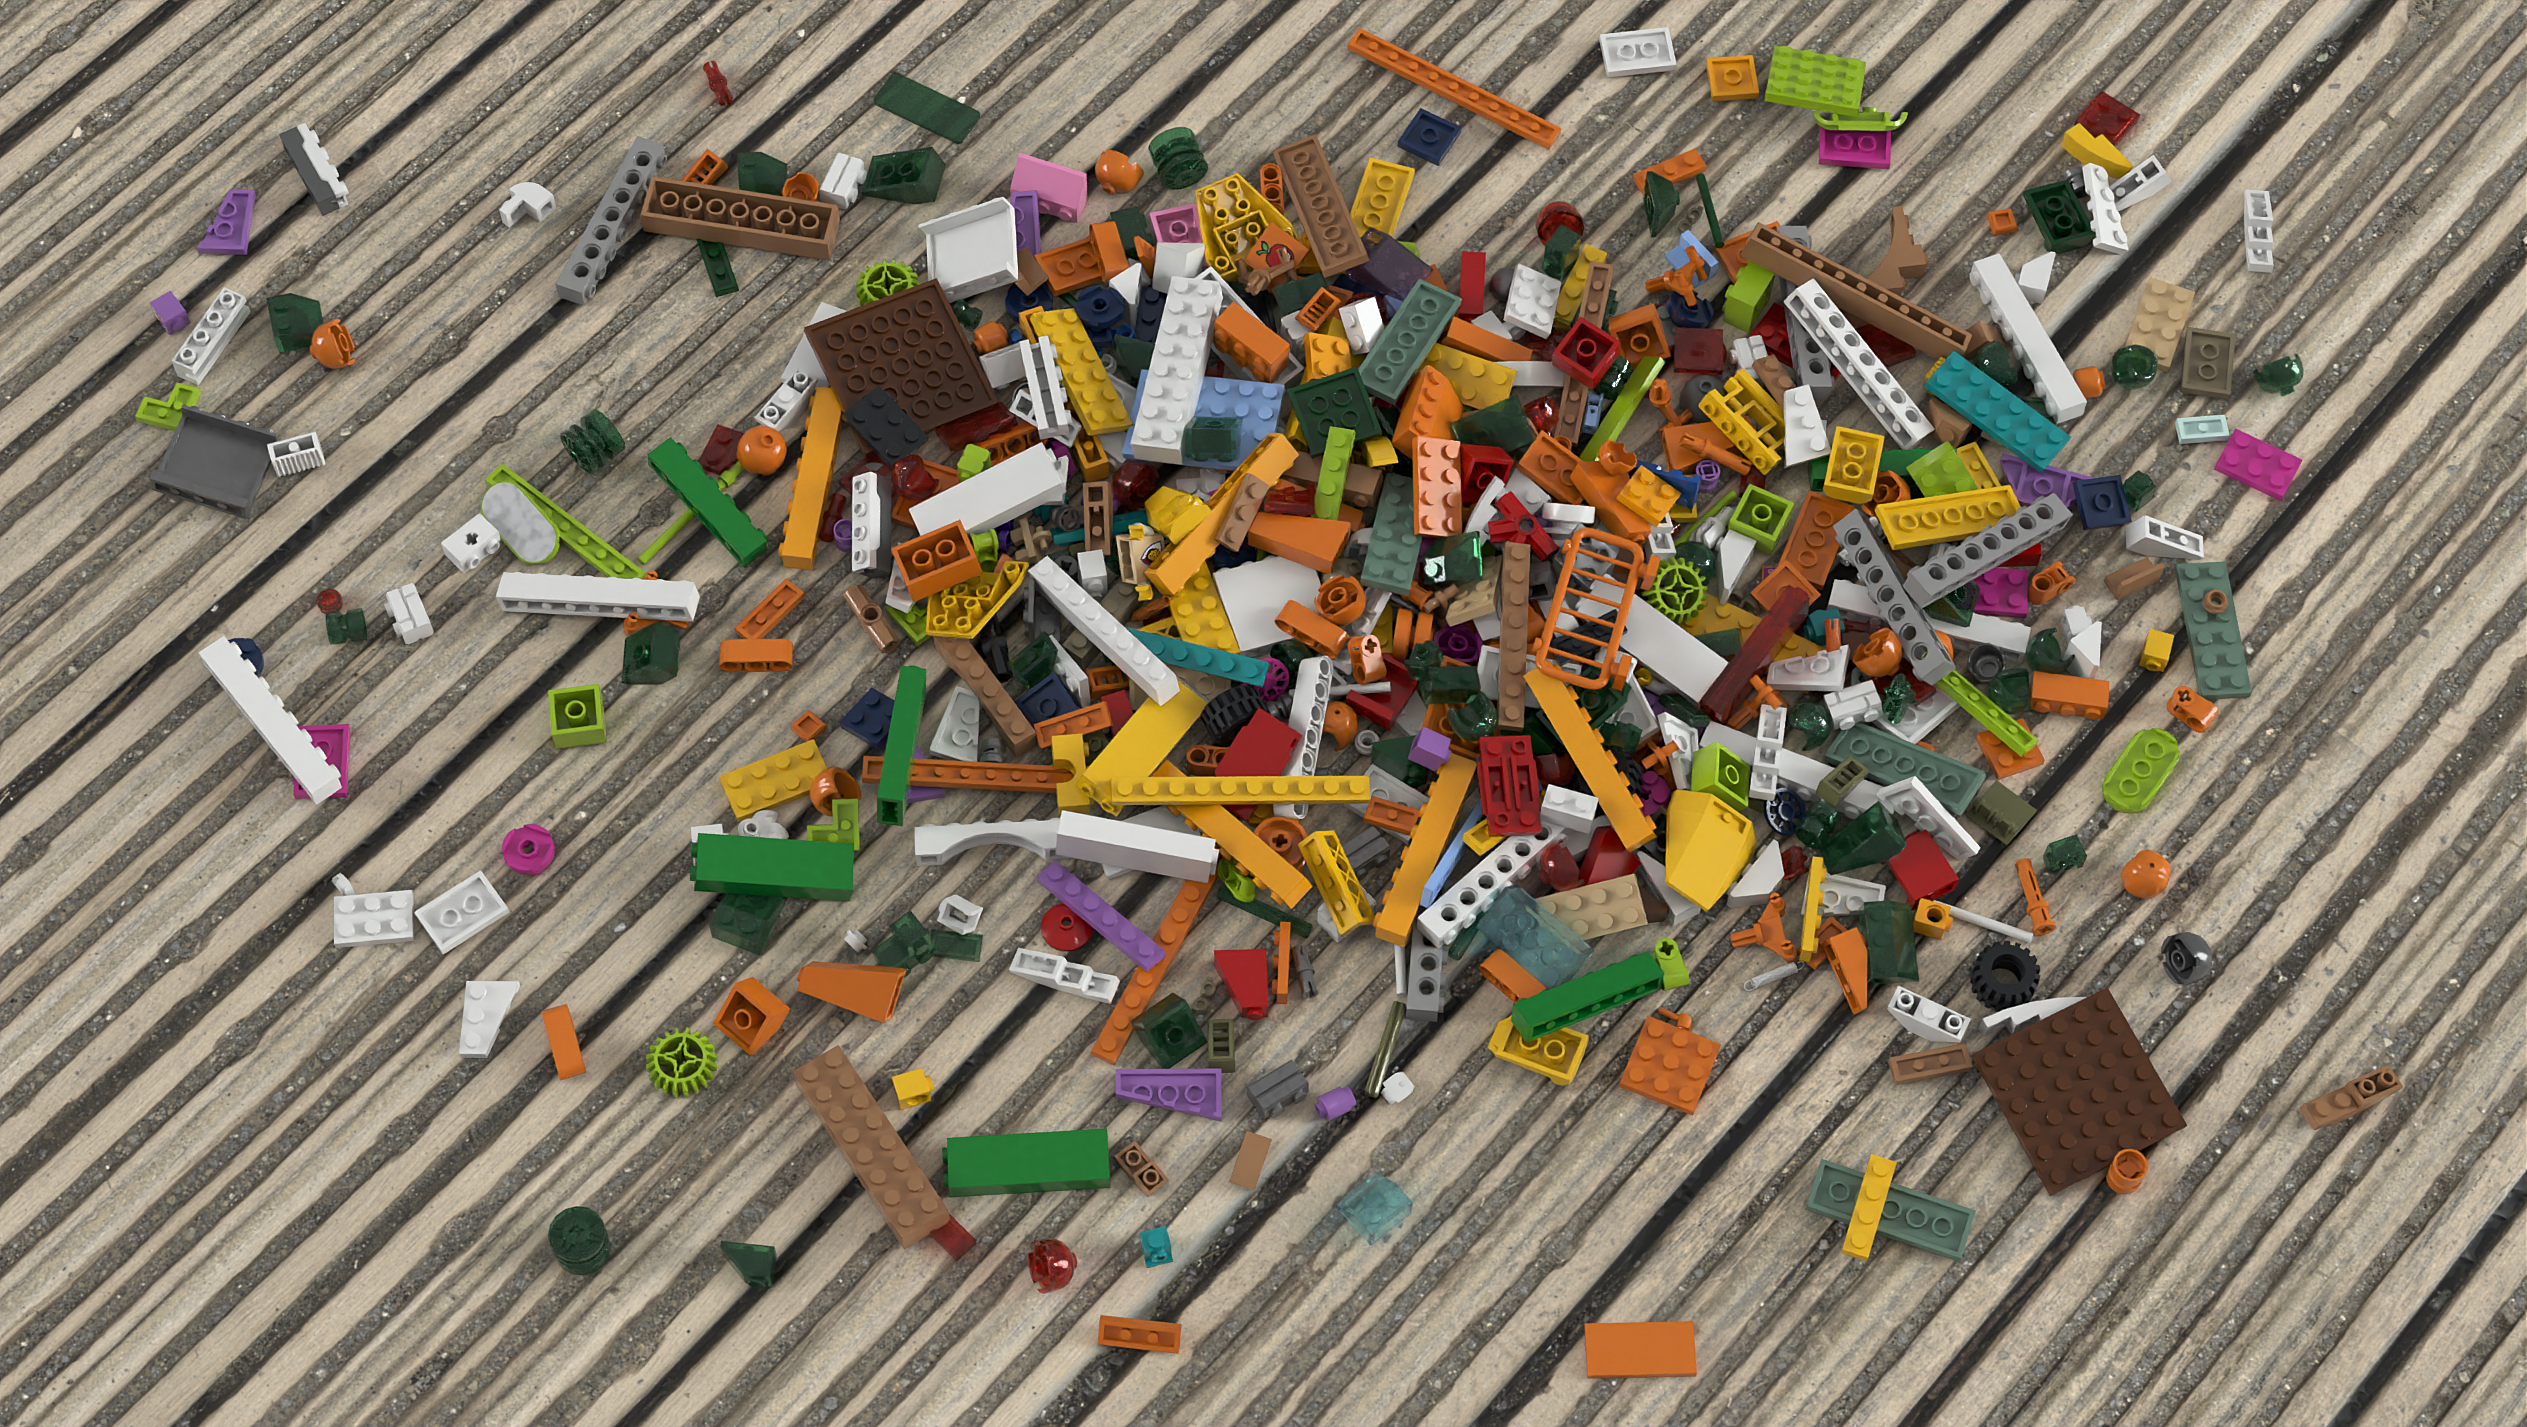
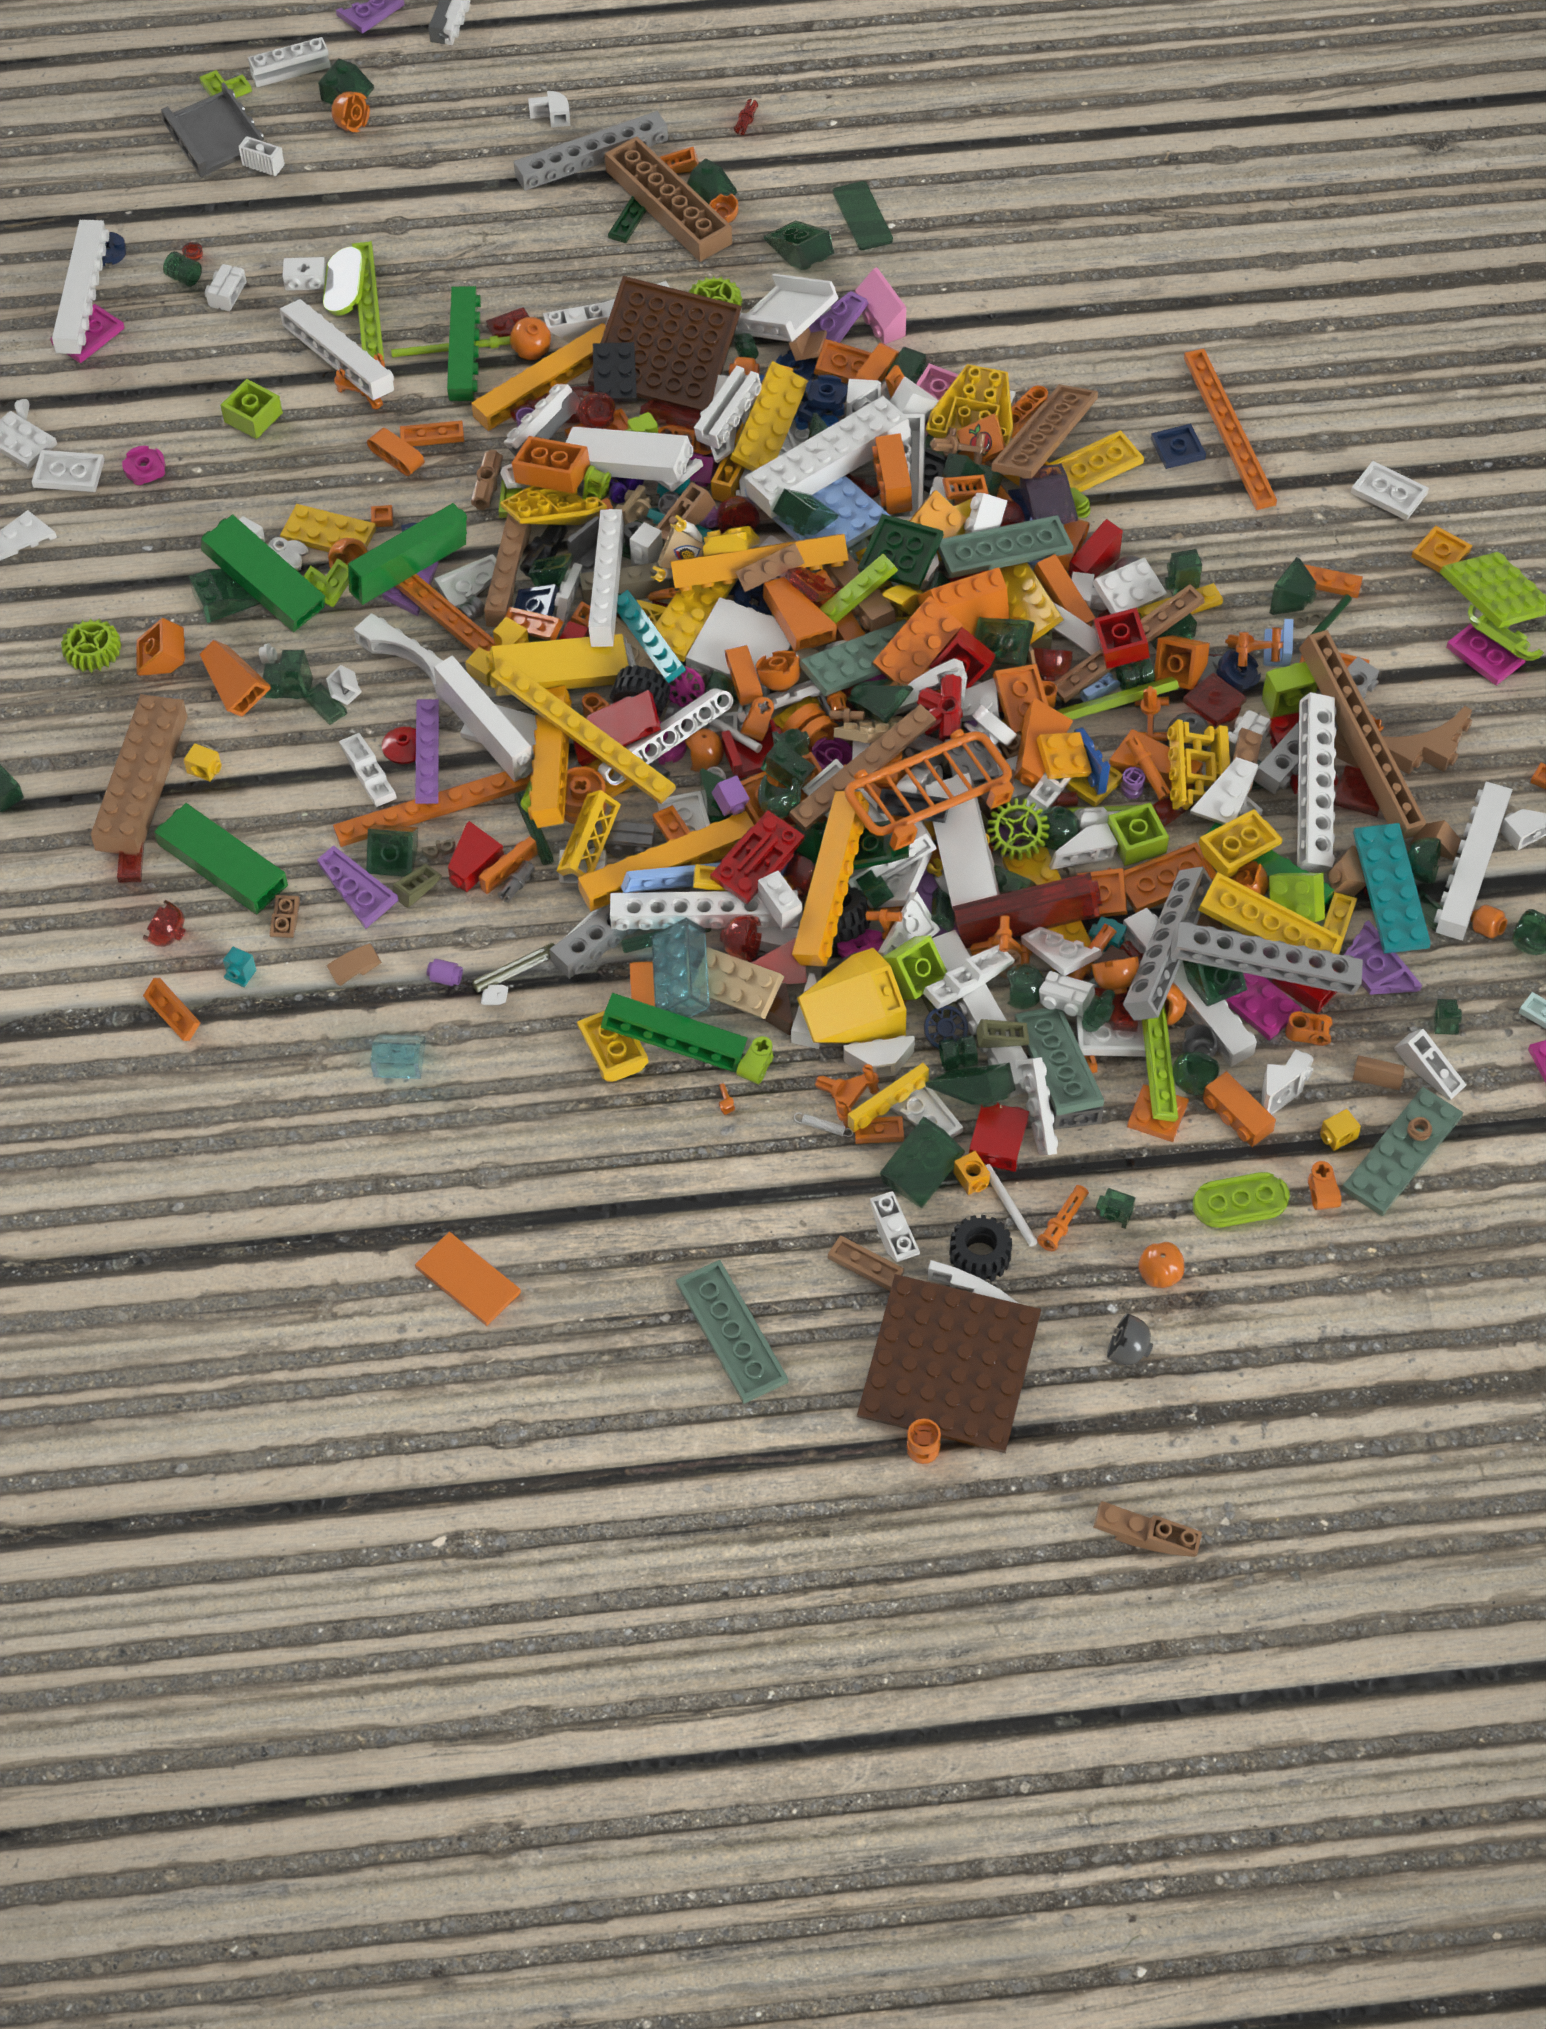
camera: 45 degrees right, 5 degrees down
(170, 313) = (281, 34): medium lavender brick -> none
(563, 1042) = (40, 583): orange beam -> none
(592, 441) = (433, 262): clear green wheel -> none
(651, 655) = (335, 408): clear green slope -> none
(842, 181) = (757, 220): white brick -> none
(1116, 173) = (935, 327): orange cylinder -> none
(1178, 158) = (985, 342): clear green wheel -> none
(1278, 1090) = (418, 936): flat silver brick -> none
(1554, 215) = (1211, 553): clear red cylinder -> none
(1615, 459) = (1062, 711): orange hair -> none
(1670, 1065) = (688, 1124): orange plate -> none
(1793, 862) = (913, 1061): clear red tile -> none
(1849, 962) = (881, 1146): orange slope -> none
(1868, 1207) = (714, 1314): yellow plate -> none
(2001, 812) = (1103, 1147): olive hinge -> none
(2044, 653) = (1249, 1061): clear green piece -> none
(2102, 502) = (1407, 1003): dark blue plate -> none

